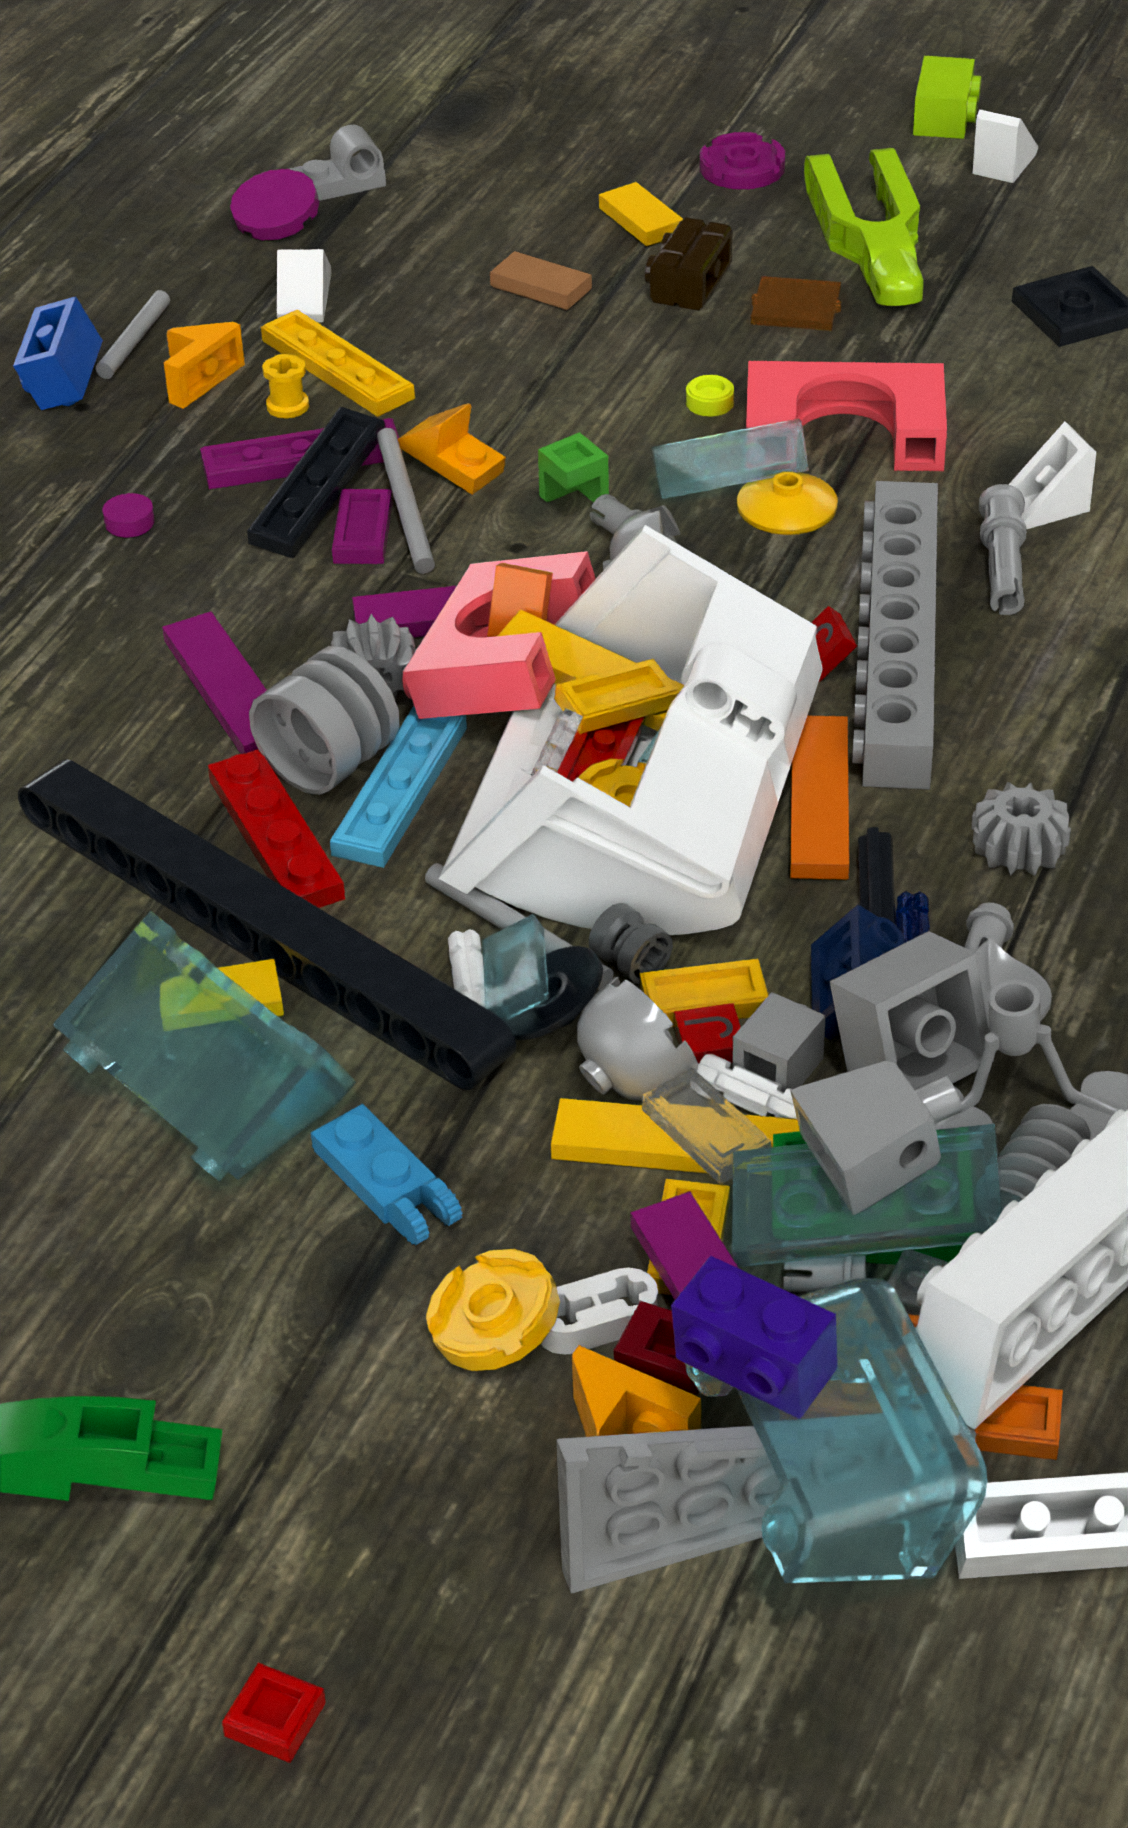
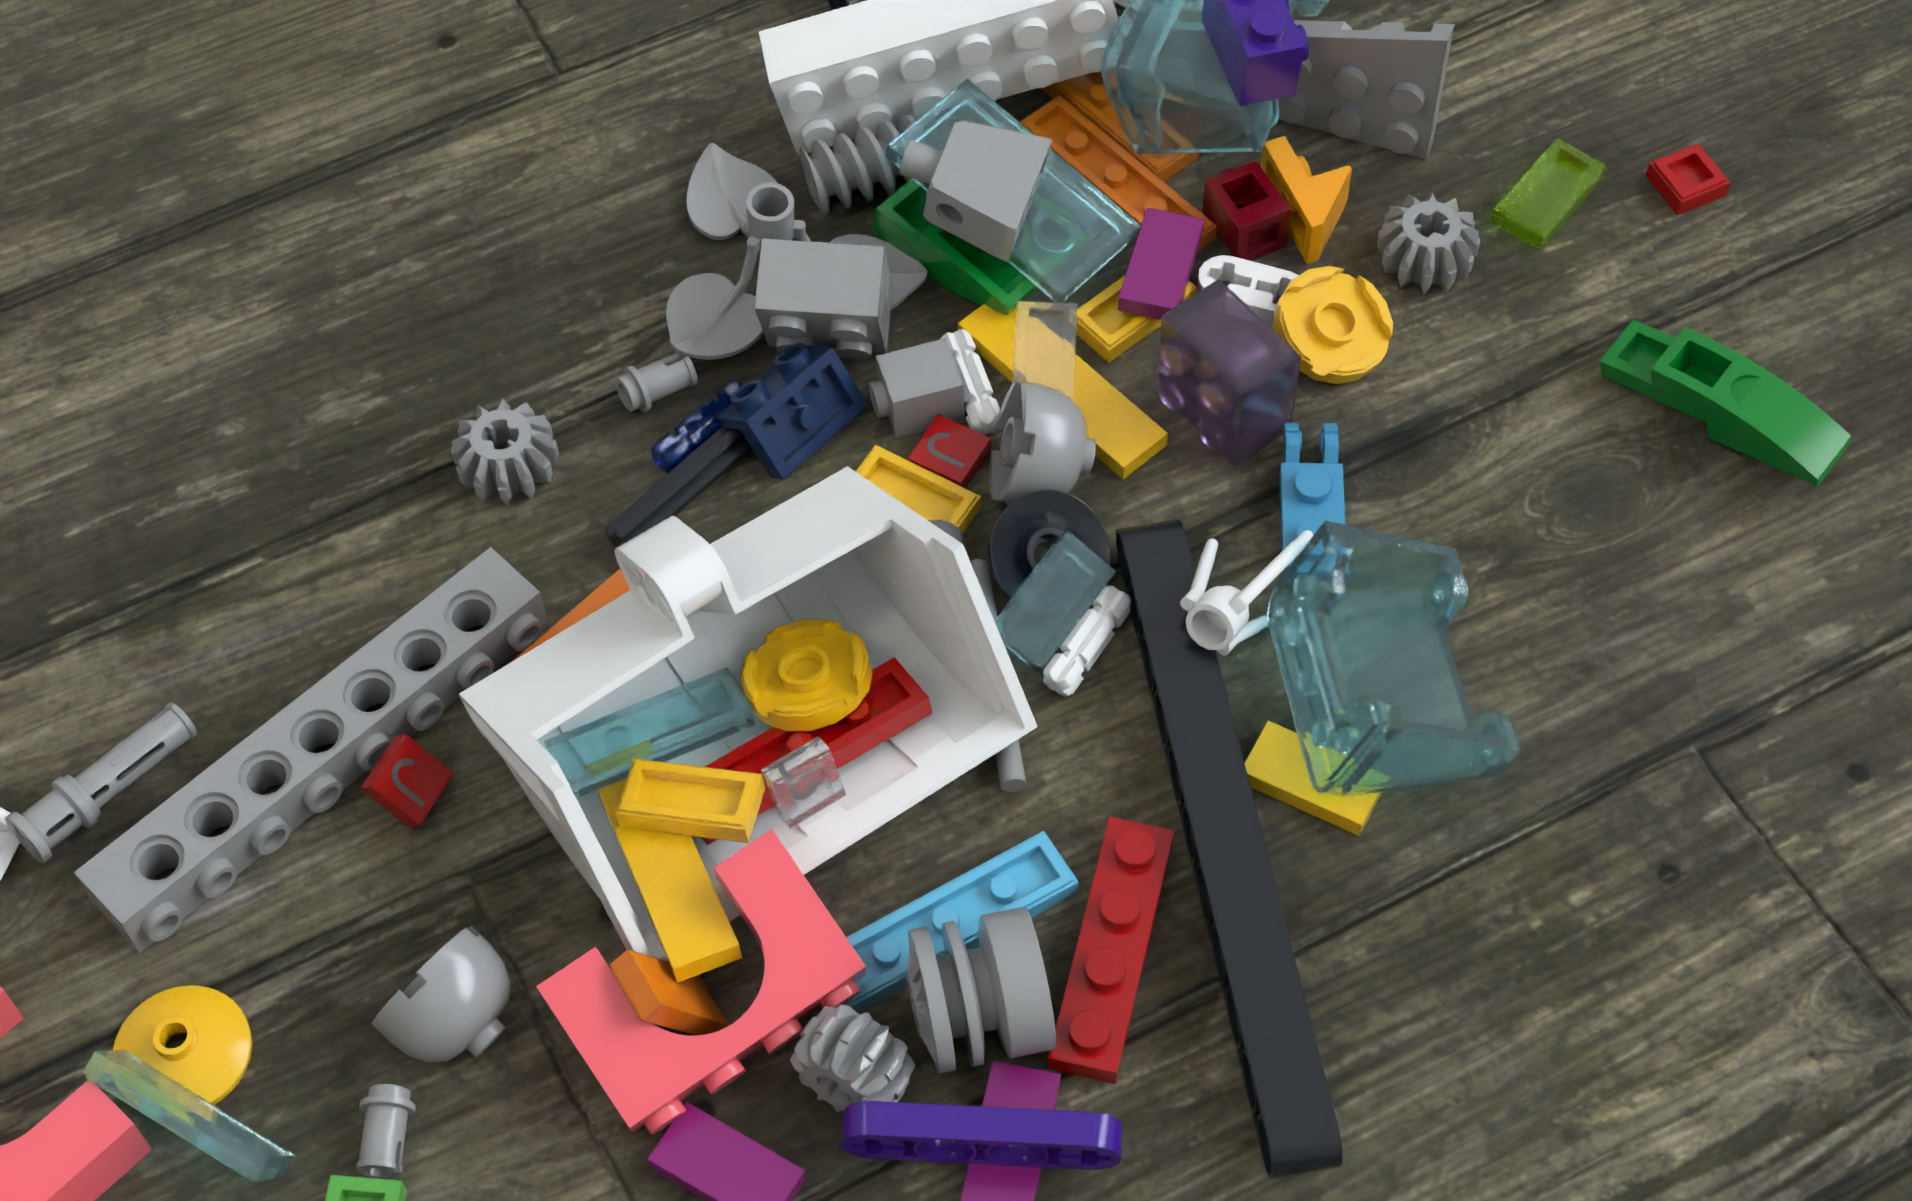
camera: 140 degrees left, 15 degrees up
(199, 694) = (982, 1135): none -> dark purple beam
(362, 993) = (1221, 614): none -> white plant
(405, 1600) = (1548, 193): none -> clear neon green tile
(472, 1440) = (1428, 242): none -> light grey gear
(530, 1173) = (1226, 372): none -> clear purple brick

